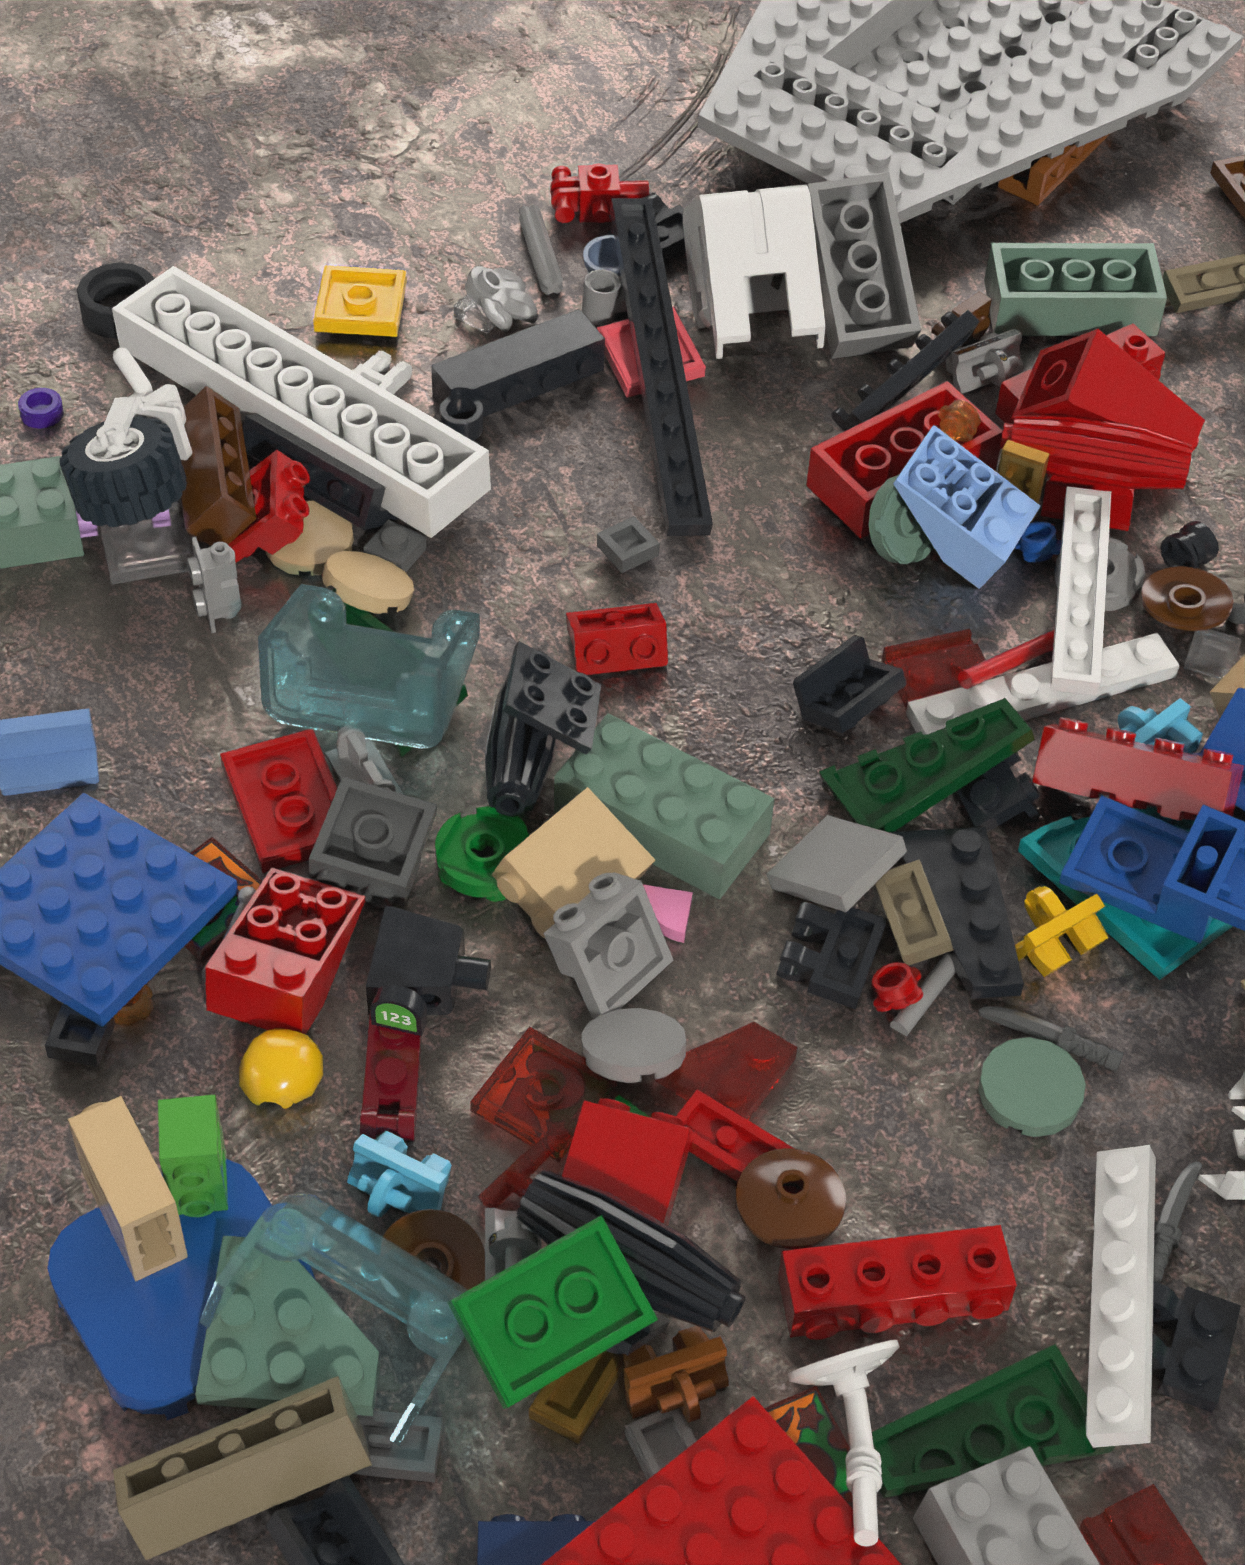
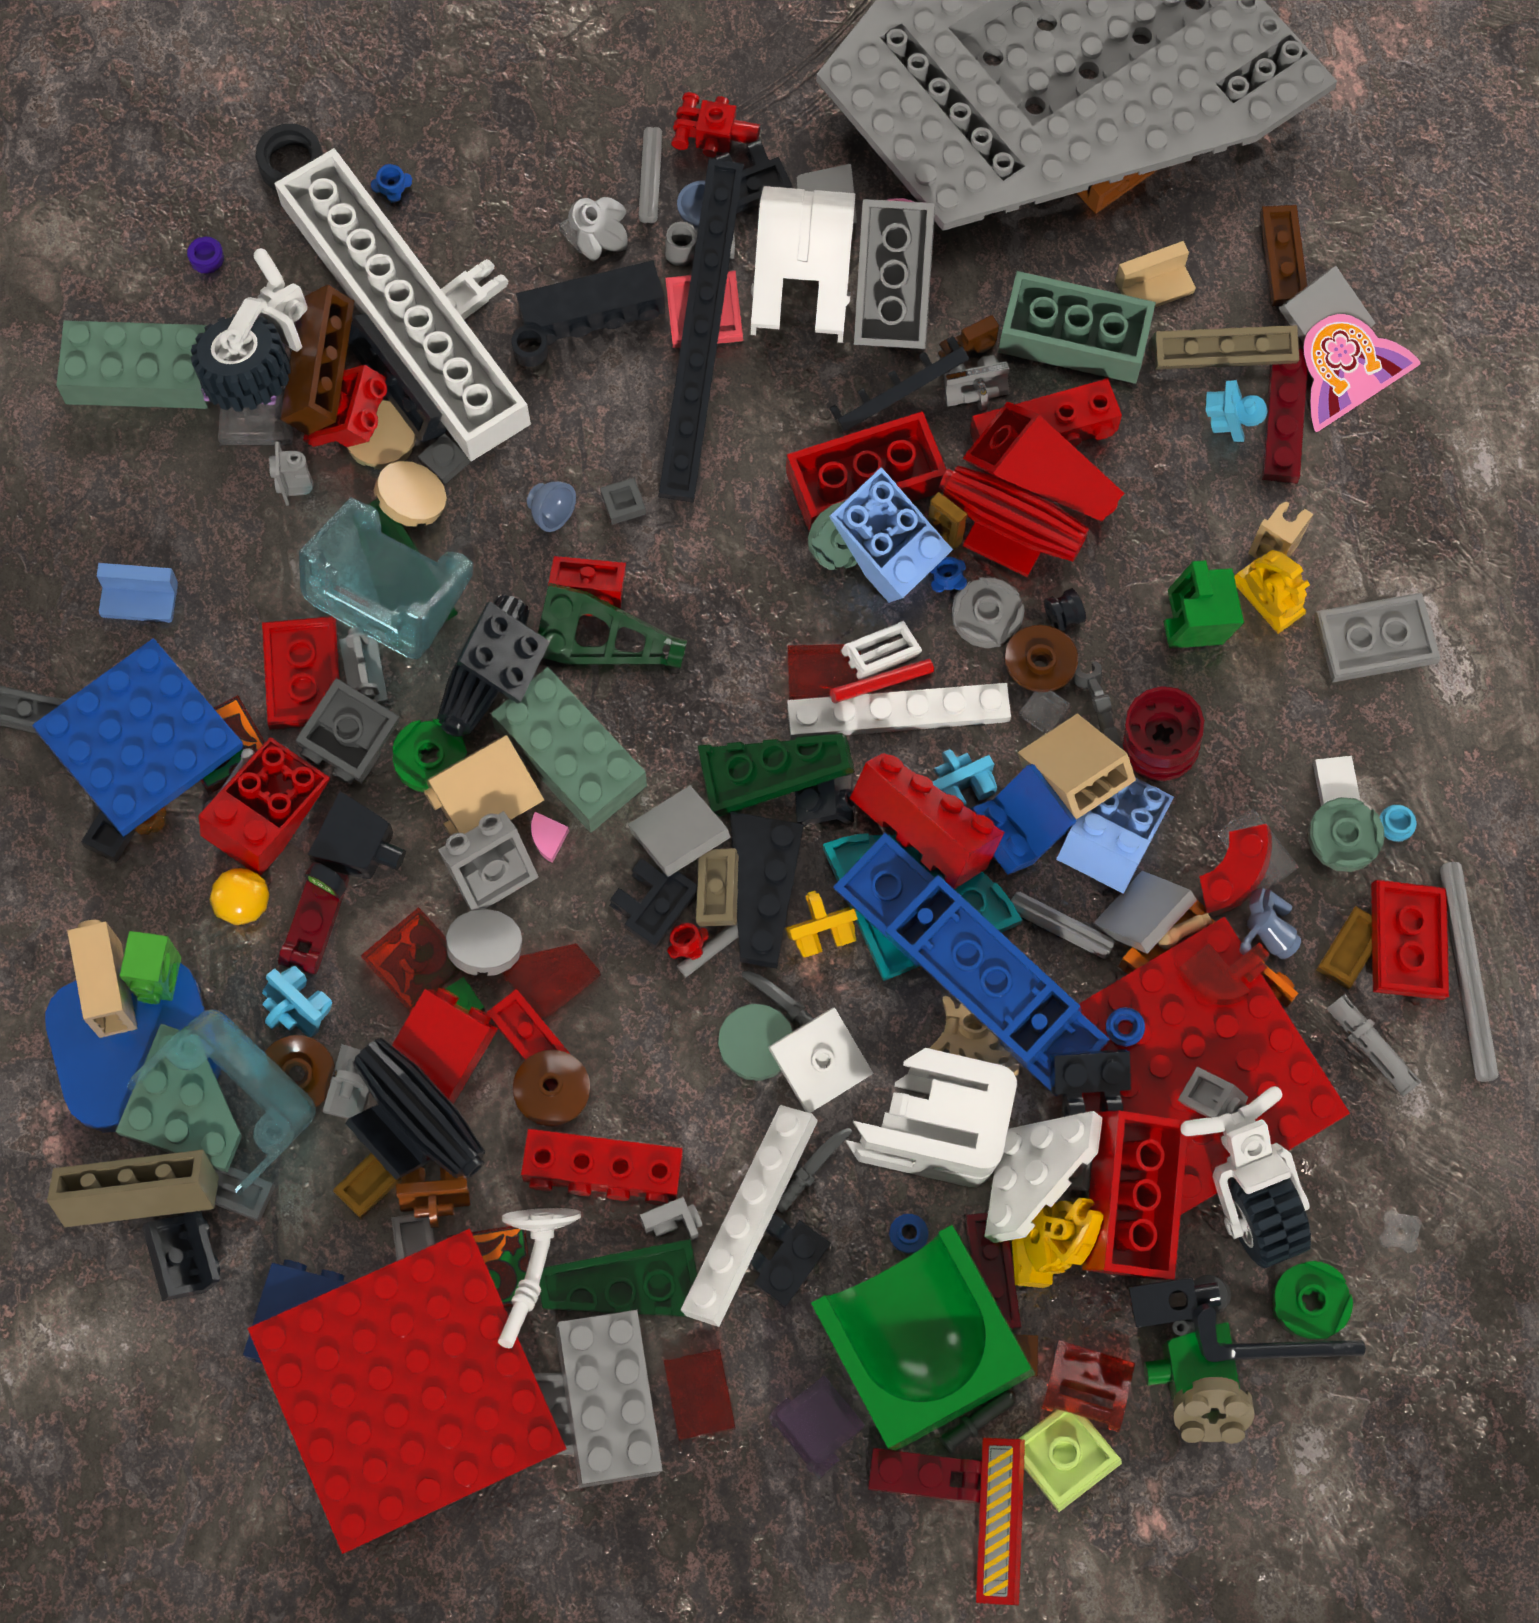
camera: 15 degrees right, 20 degrees up
(248, 297) = (387, 174): none -> blue plate
(360, 301) = (484, 201): yellow plate -> none
(517, 1175) = (371, 1023): clear red piece -> none
(544, 560) = (551, 504): none -> sand blue piece
(552, 1312) = (349, 1144): green tile -> none
(603, 654) = (560, 622): none -> dark green plate
(845, 686) = (743, 677): black bracket -> none
(959, 420) = (910, 460): clear orange plate -> none
(1005, 632) = (851, 649): none -> white tile
(1014, 1323) = (664, 1218): none -> light grey bracket
(1081, 592) = (955, 635): white plate -> none
(1127, 1083) = (820, 1060): none -> white plate
(1136, 225) = (1157, 275): none -> tan panel

